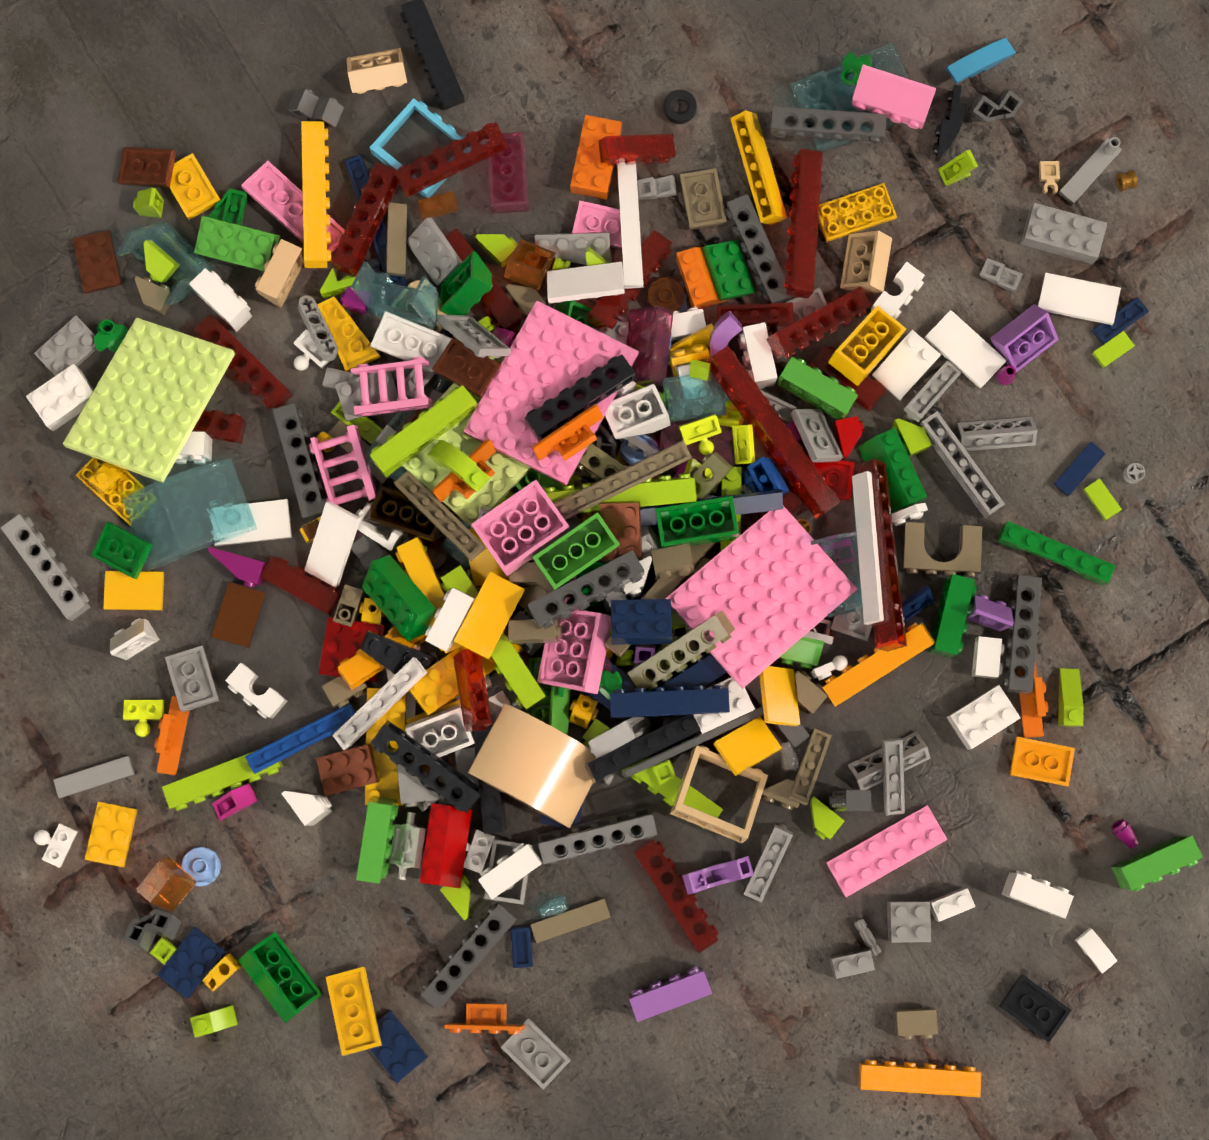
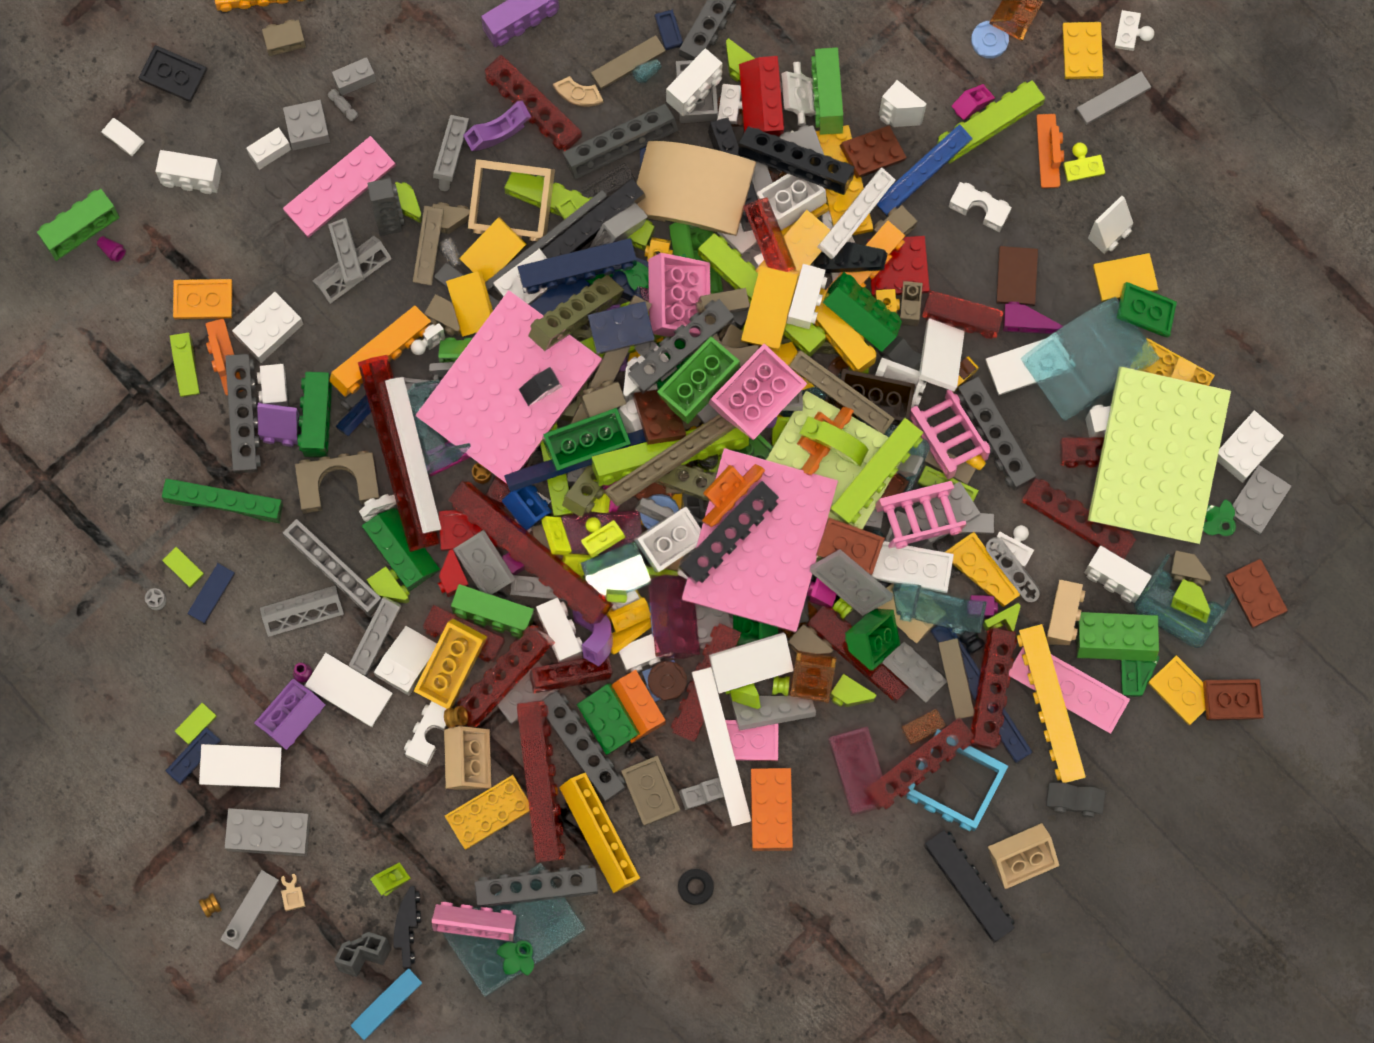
camera: 165 degrees right, 5 degrees down
(14, 530) = (1213, 269): light grey brick -> none
(149, 203) = (1219, 660): lime slope -> none
(192, 679) = (1044, 204): light grey plate -> none
(629, 898) = (578, 94): none -> tan tile
(637, 149) = (730, 820): clear red brick -> none
(731, 581) = (540, 386): none -> black slope
(872, 294) = (455, 716): none -> pearl gold wheel
(1000, 275) = (324, 777): light grey slope -> none

